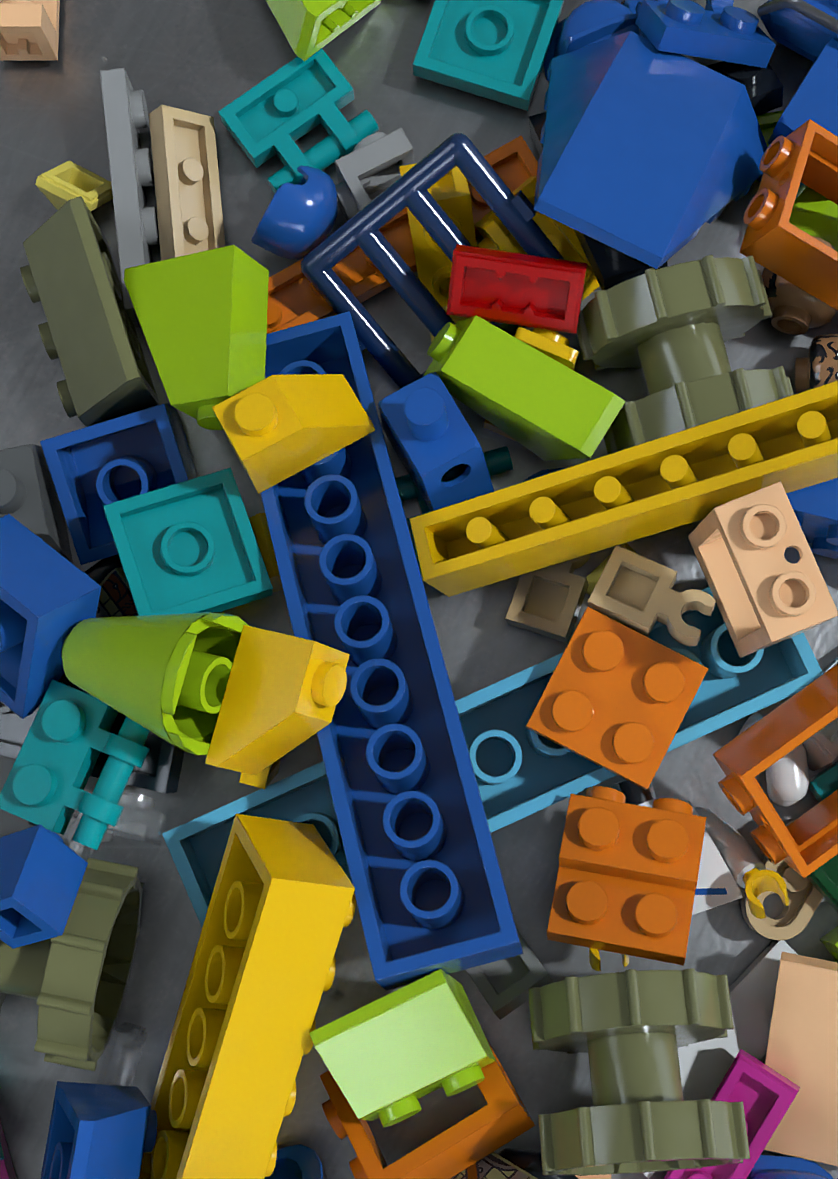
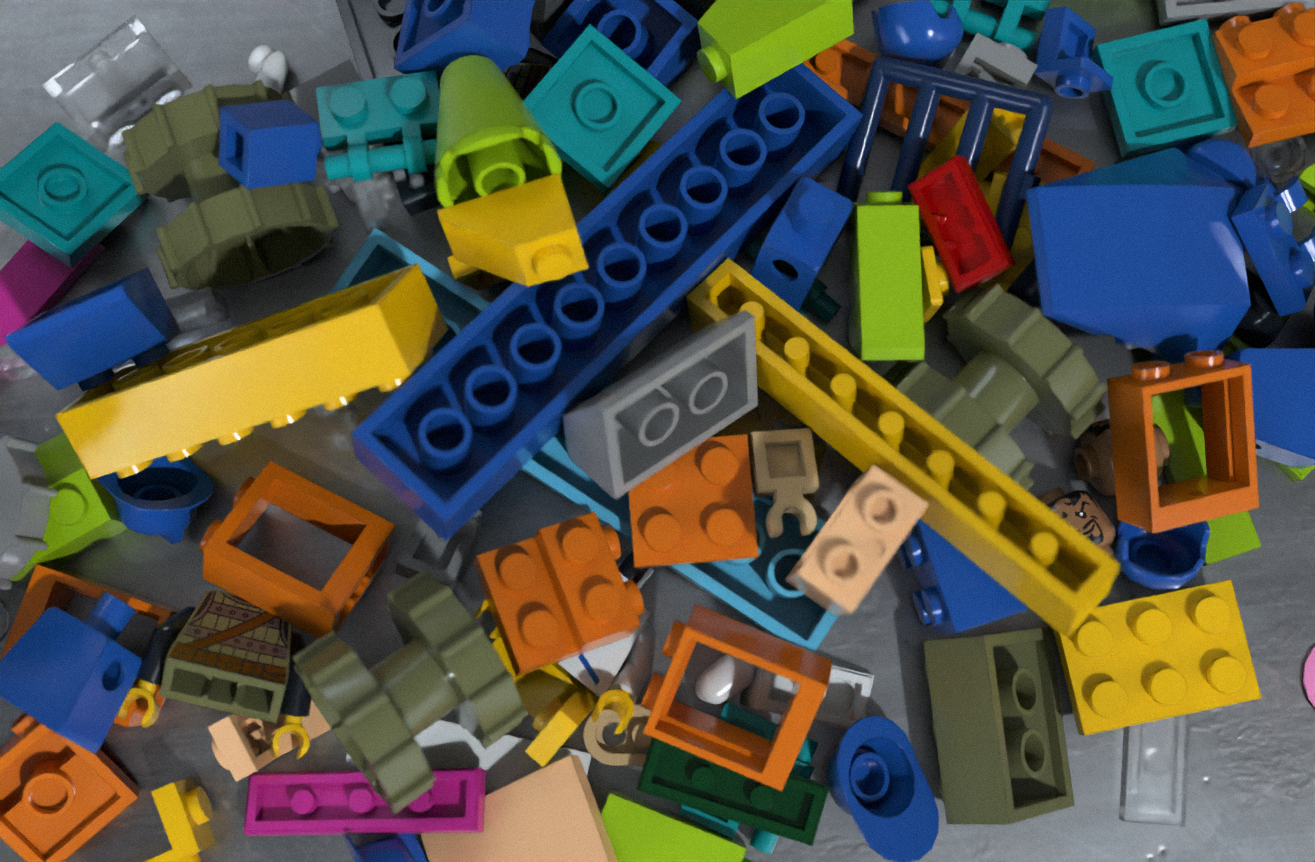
camera: 55 degrees right, 0 degrees up
(291, 424) = (740, 119): yellow slope -> none
(403, 99) = (1066, 55): none -> blue bracket
(405, 1048) = (323, 499): lime slope -> none
(518, 665) = (666, 406): none -> light grey slope
(723, 941) = (553, 700): none -> yellow bracket

